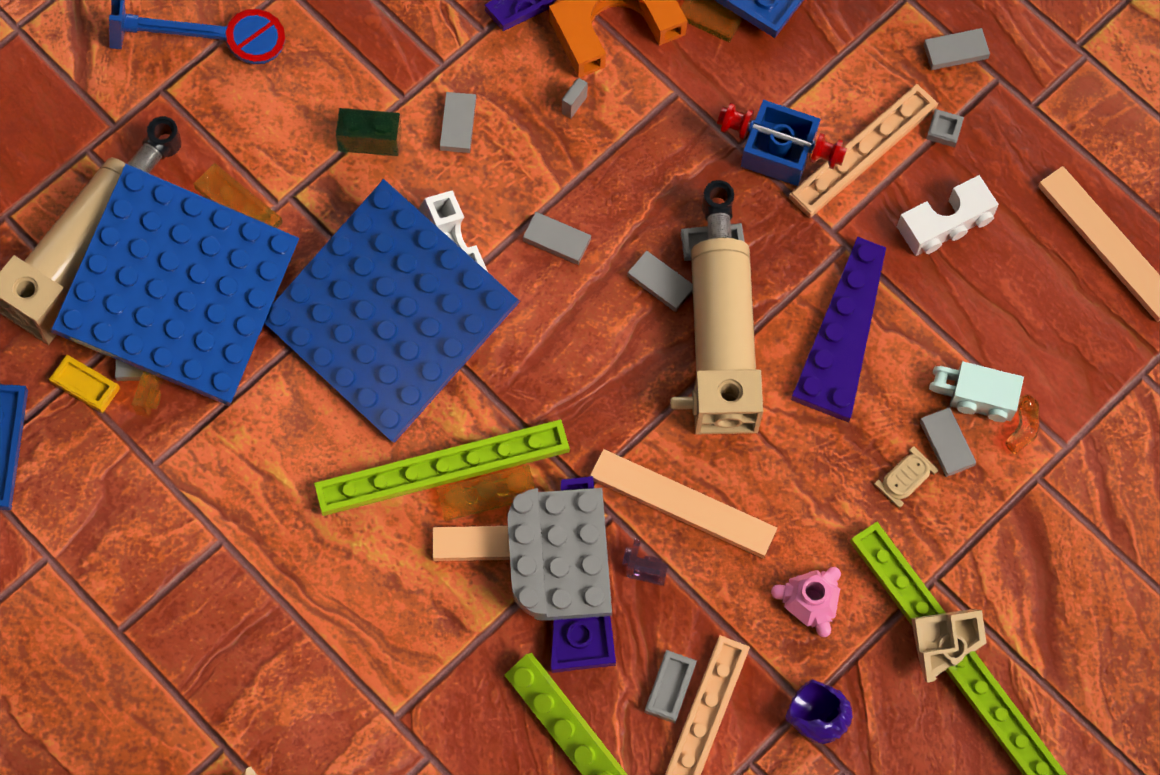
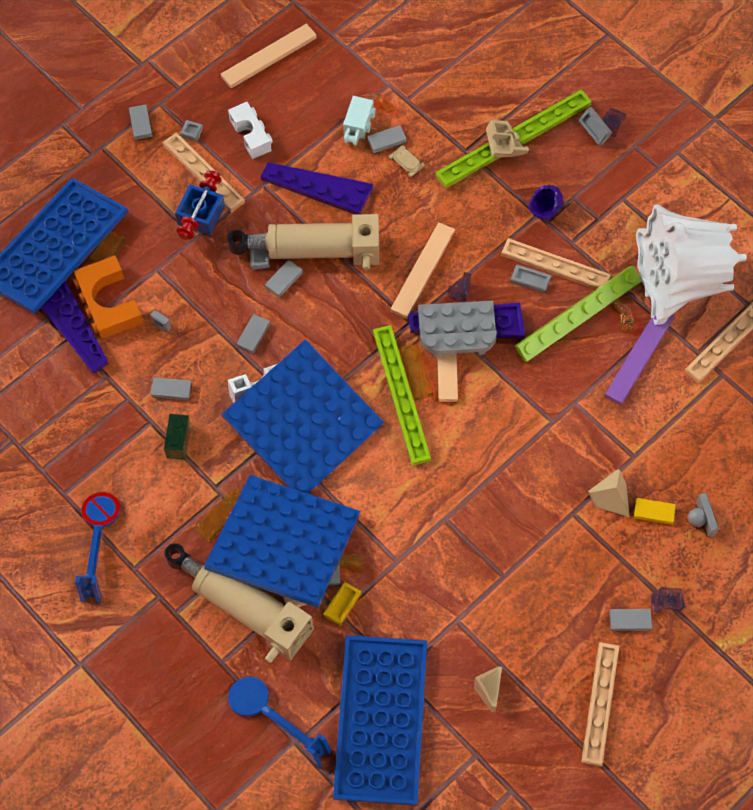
camera: 85 degrees left, 5 degrees down
(812, 598) = (479, 206): bright pink rock -> none

